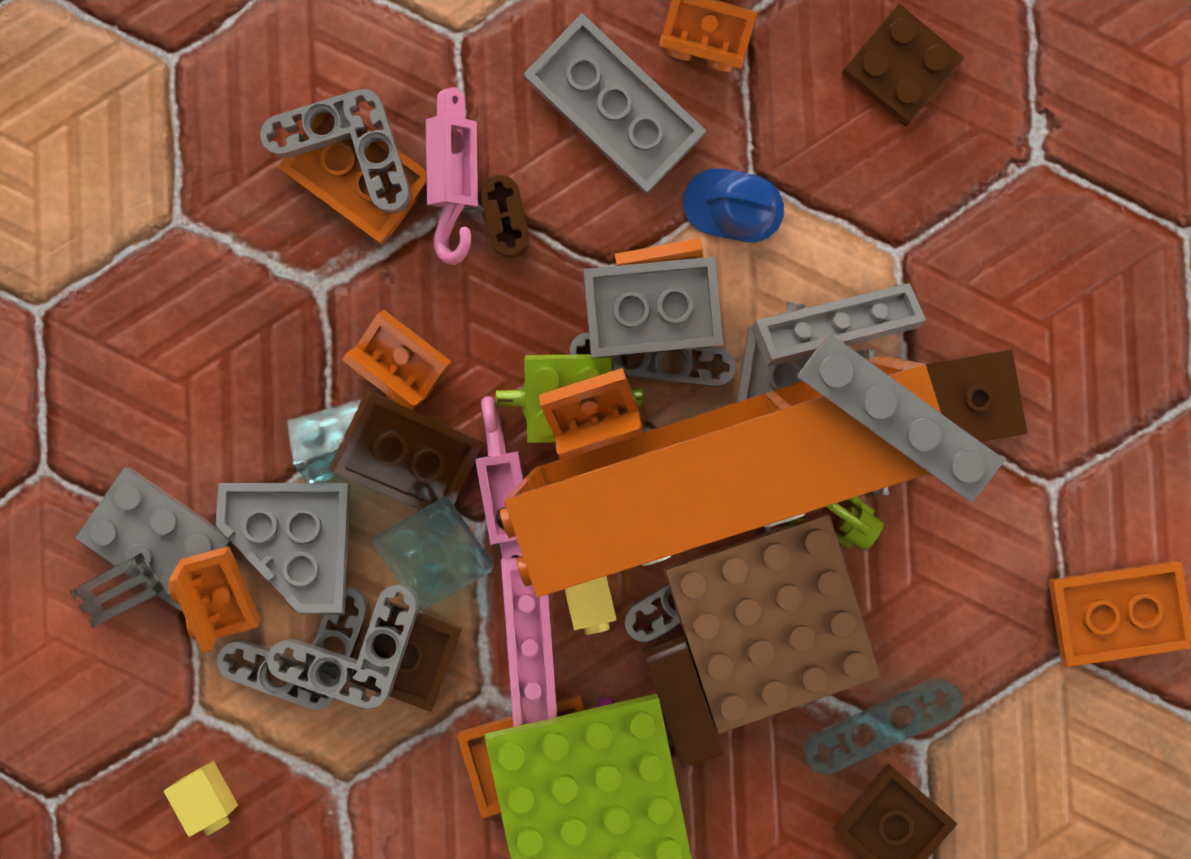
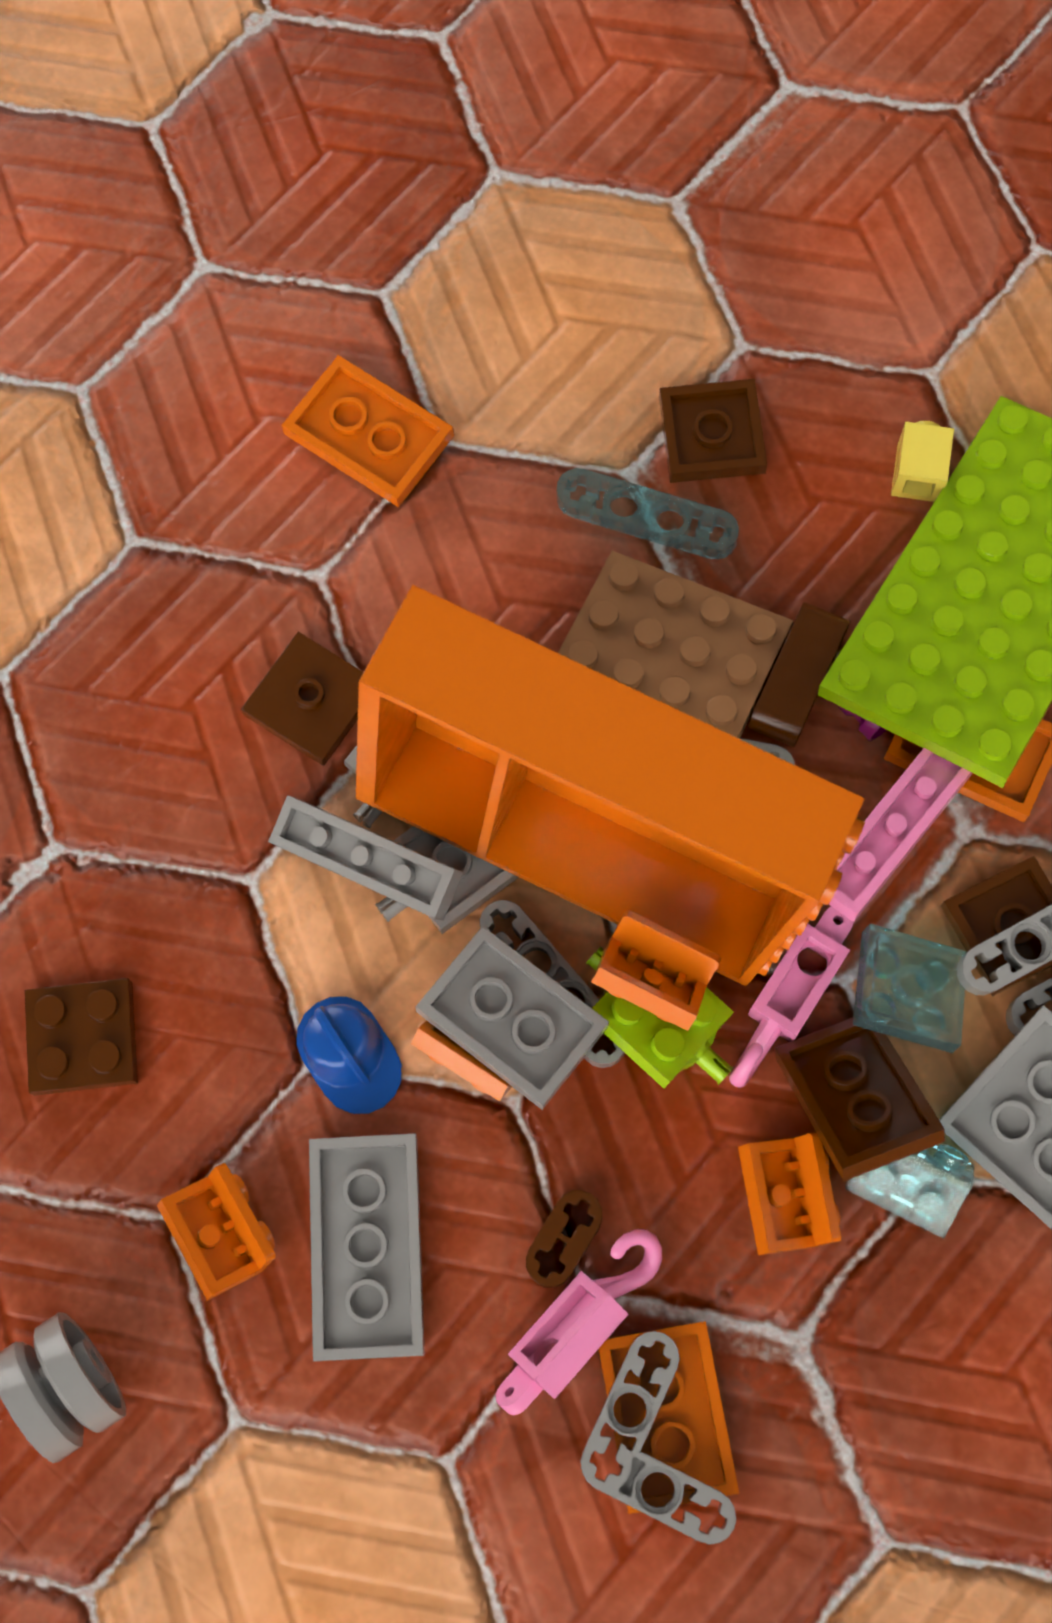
camera: 135 degrees left, 15 degrees down
(900, 418) = (423, 659): light grey plate -> none

